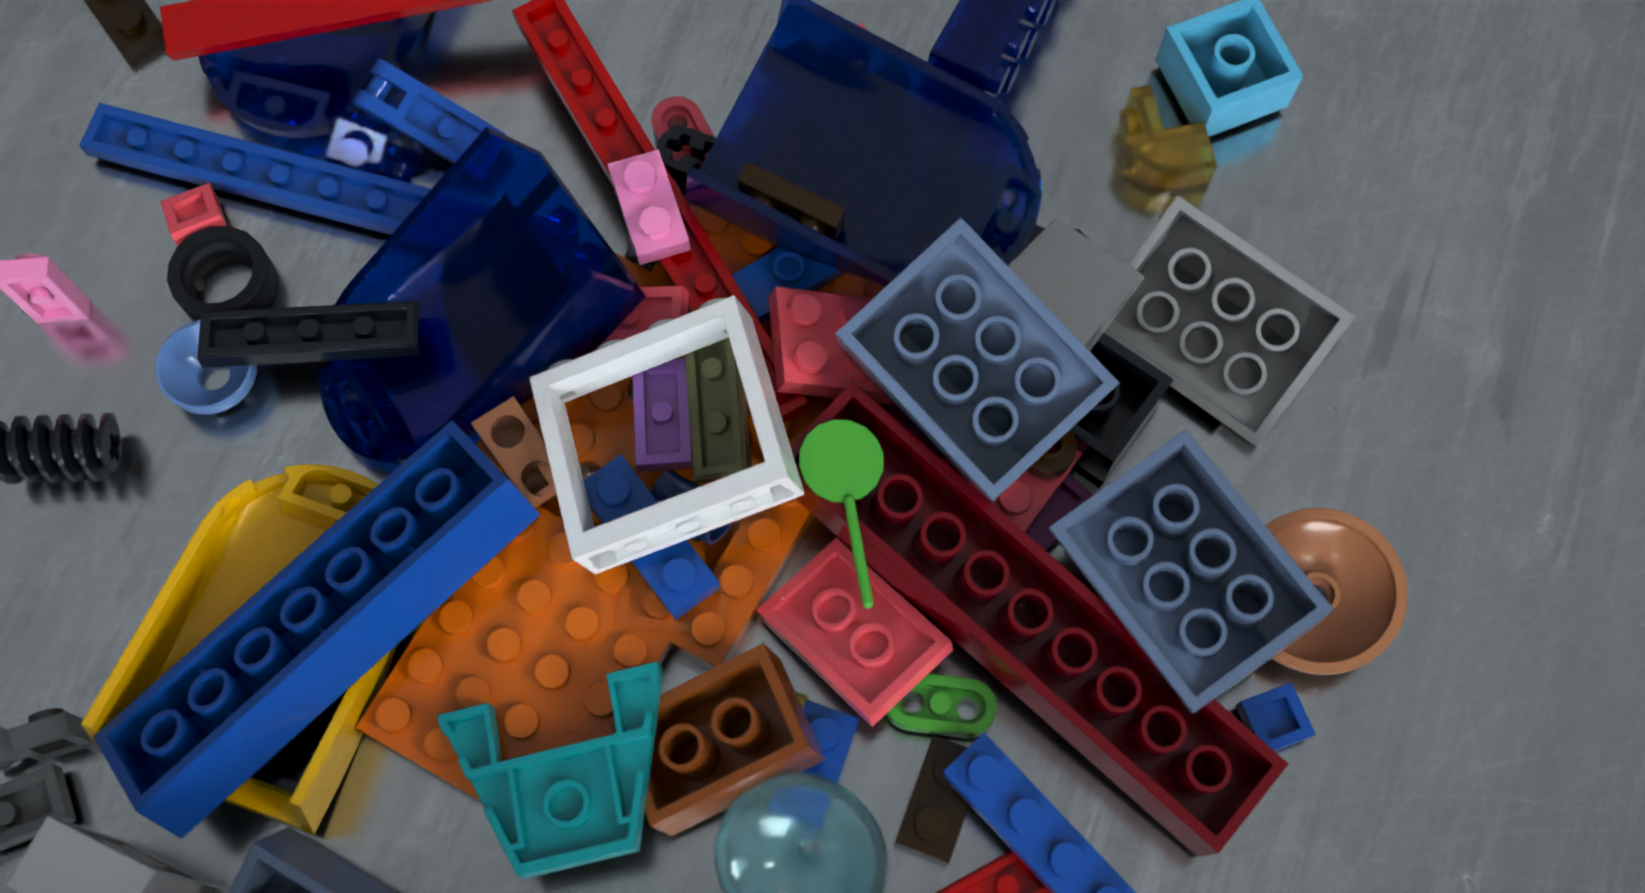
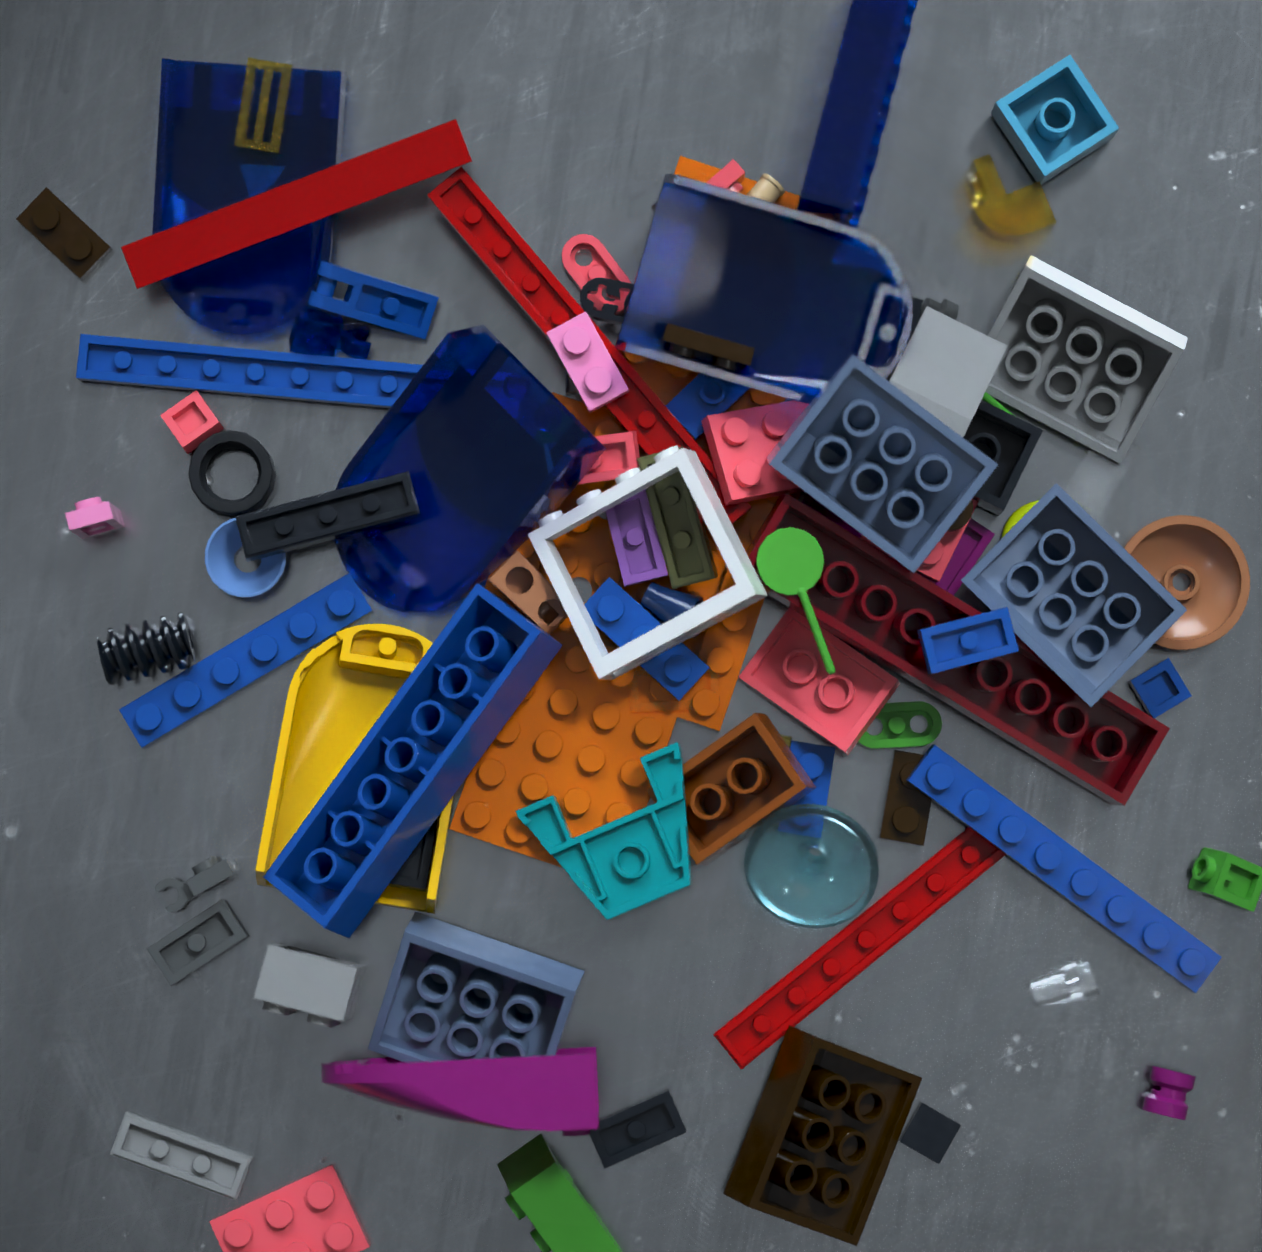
camera: 10 degrees left, 15 degrees up
(167, 490) = (245, 660): none -> blue plate
(1048, 597) = (968, 640): none -> blue plate

